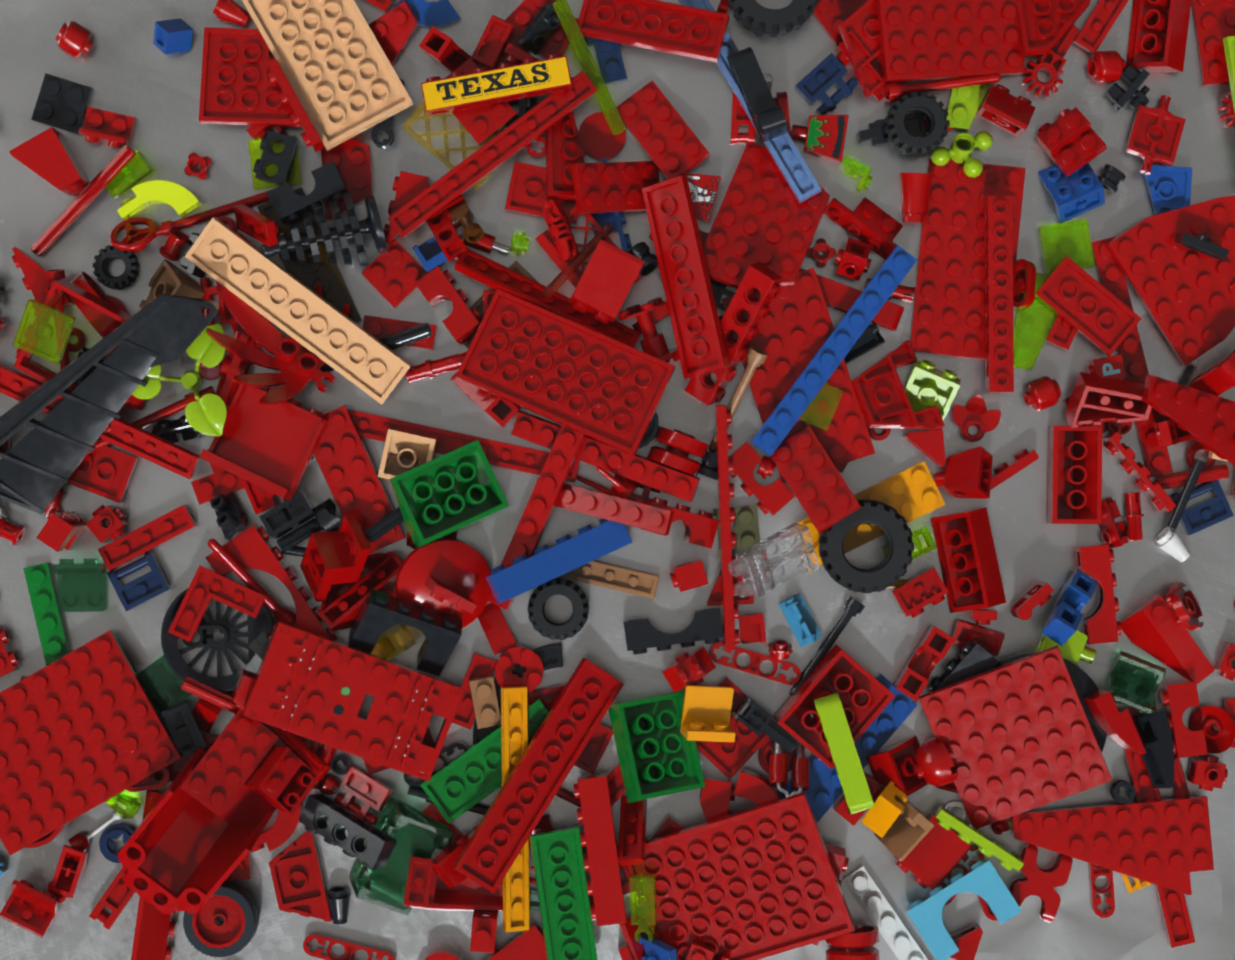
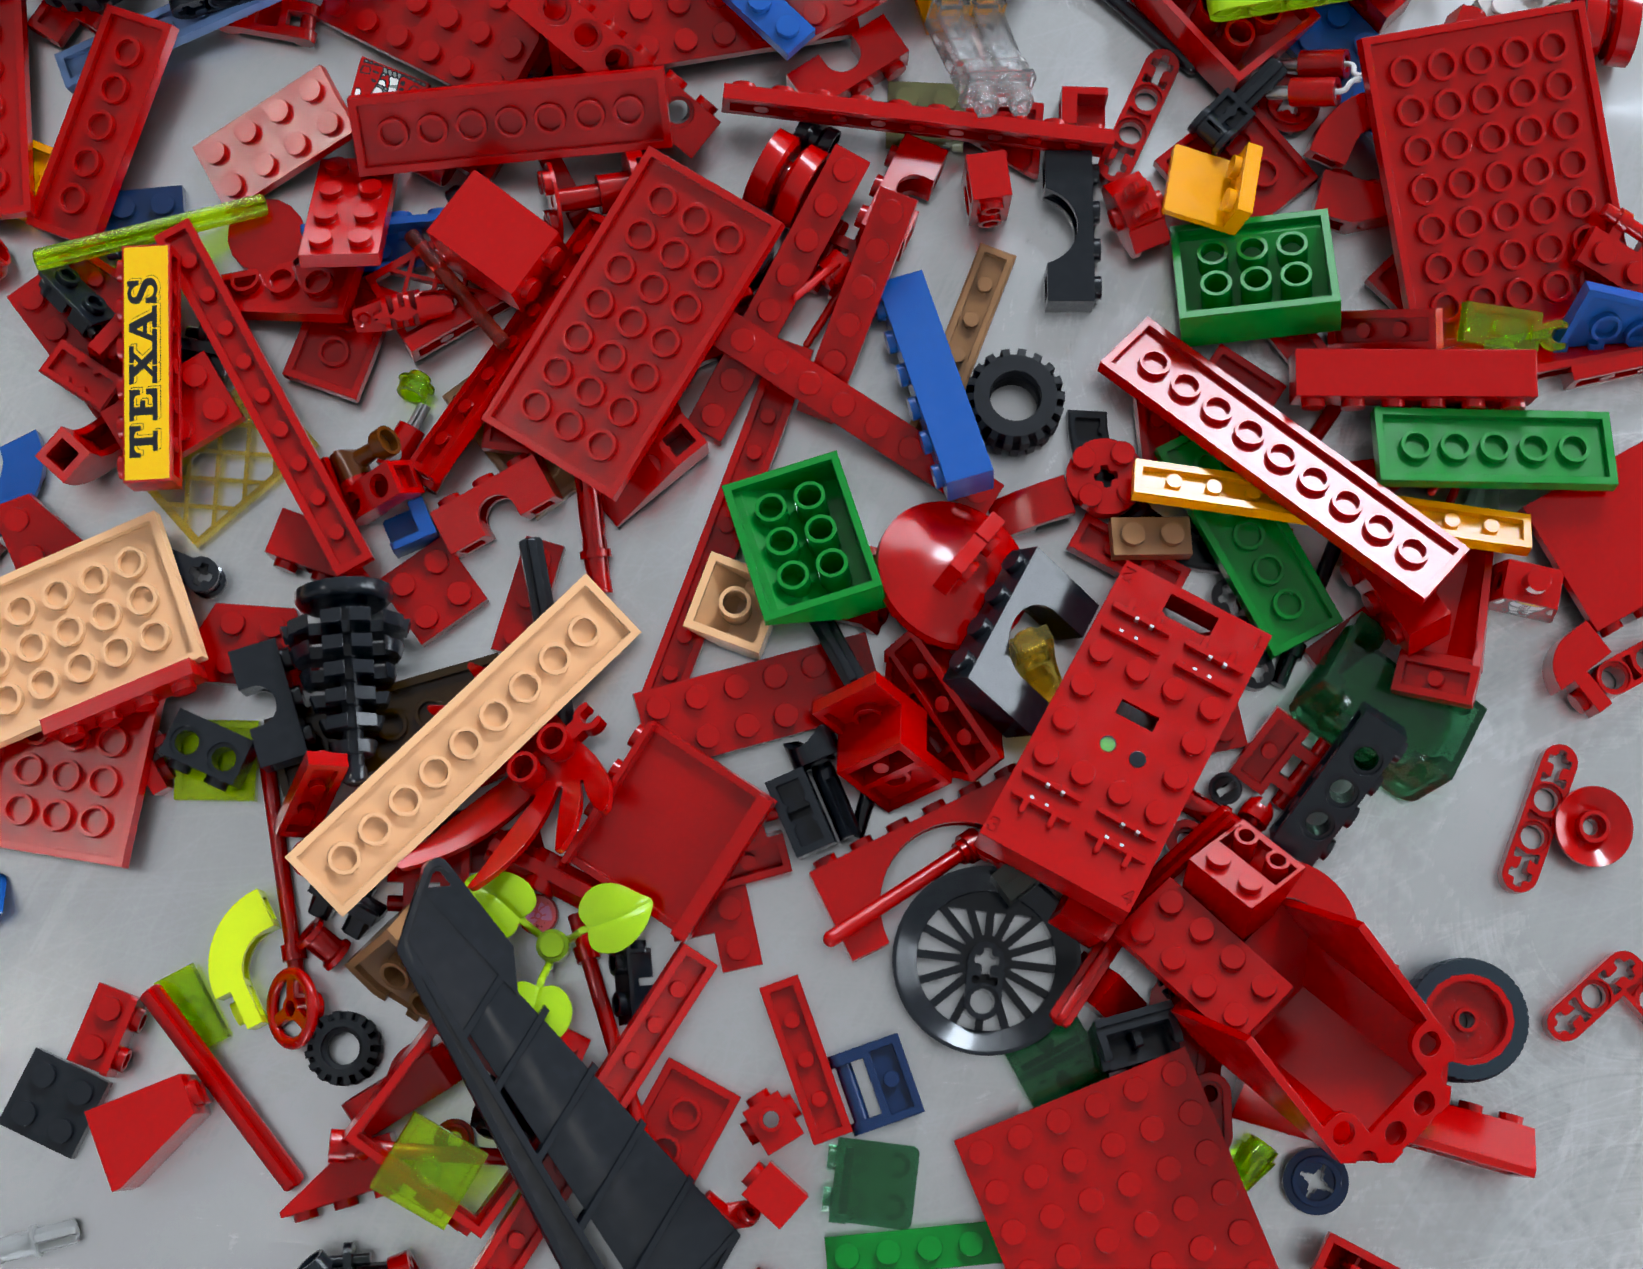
camera: 85 degrees left, 10 degrees down
(82, 841) = (1305, 1244): hinge -> none
(115, 899) = (1406, 1198): red plate -> none
(191, 168) = (193, 878): red plate -> none
(208, 586) = (901, 959): red plate -> none
(229, 514) = (787, 912): black hips -> none
(300, 880) = (1408, 882): red wing -> none
(338, 901) = (1453, 824): black cone -> none
(534, 154) = (277, 344): red bush -> none
(756, 357) = (658, 37): medium nougat piece -> none
(766, 467) = (832, 54): red plate -> none
(780, 650) = (1122, 75): red plate -> none
(800, 620) = (1079, 40): dark azure hinge -> none

